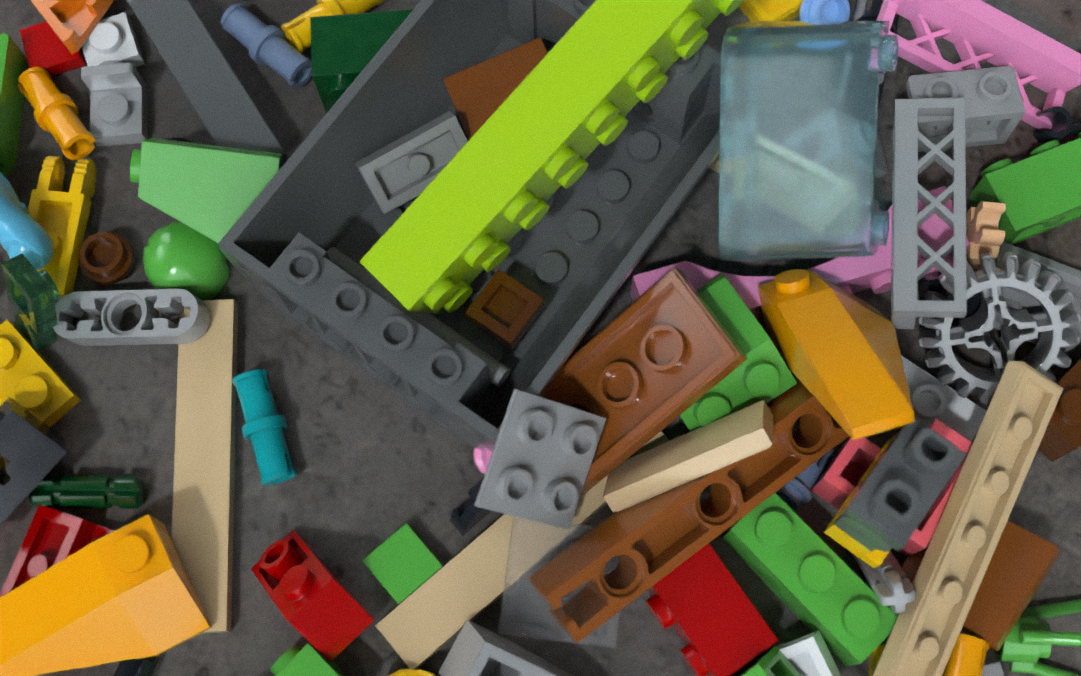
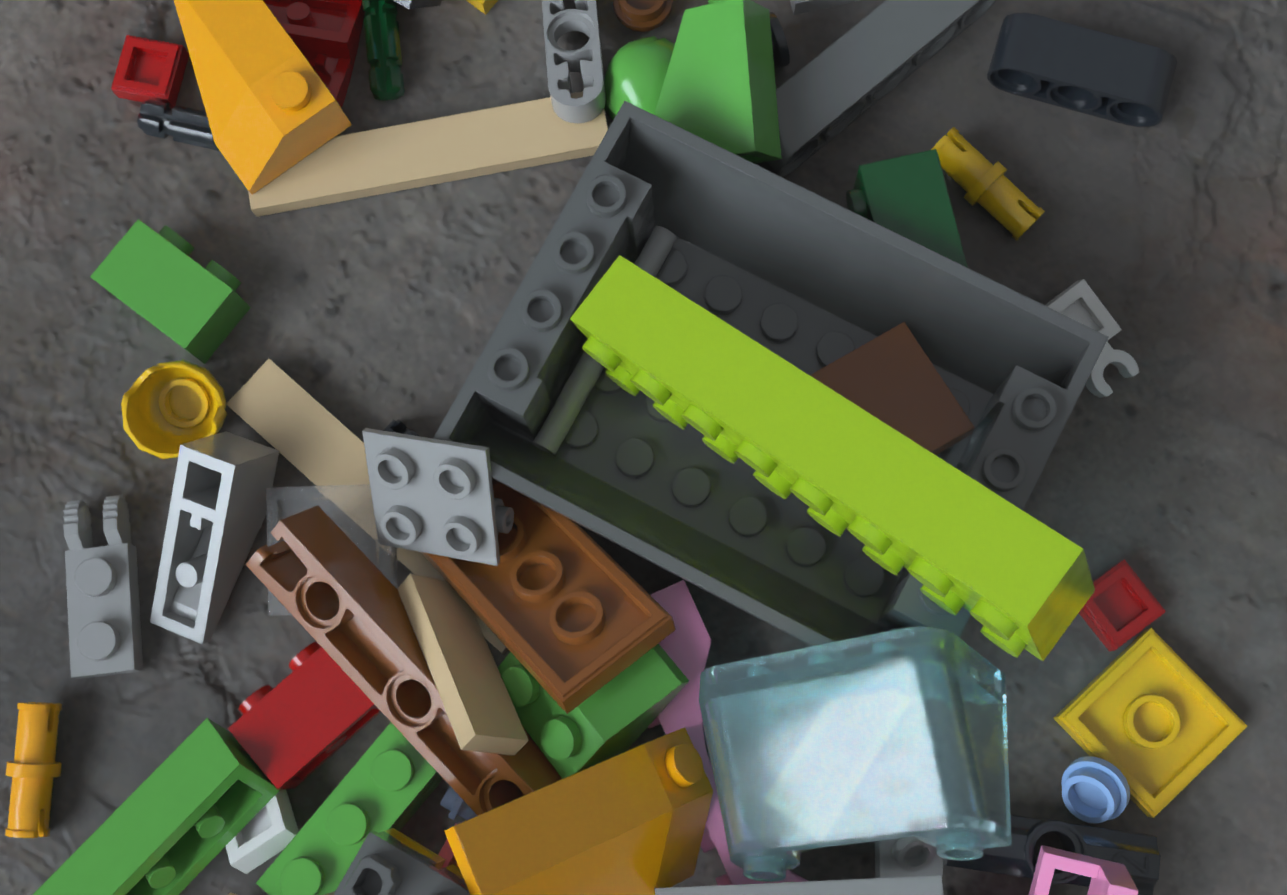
camera: 90 degrees right, 5 degrees up
(264, 427) = (468, 205): teal pin -> none
(267, 45) = (933, 114): sand blue pin -> none
(311, 595) = (291, 286): red slope -> none
(402, 563) = (339, 378): bright green tile -> none
(411, 162) = (788, 307): light grey plate -> none
(505, 309) = (621, 437): reddish brown plate -> none

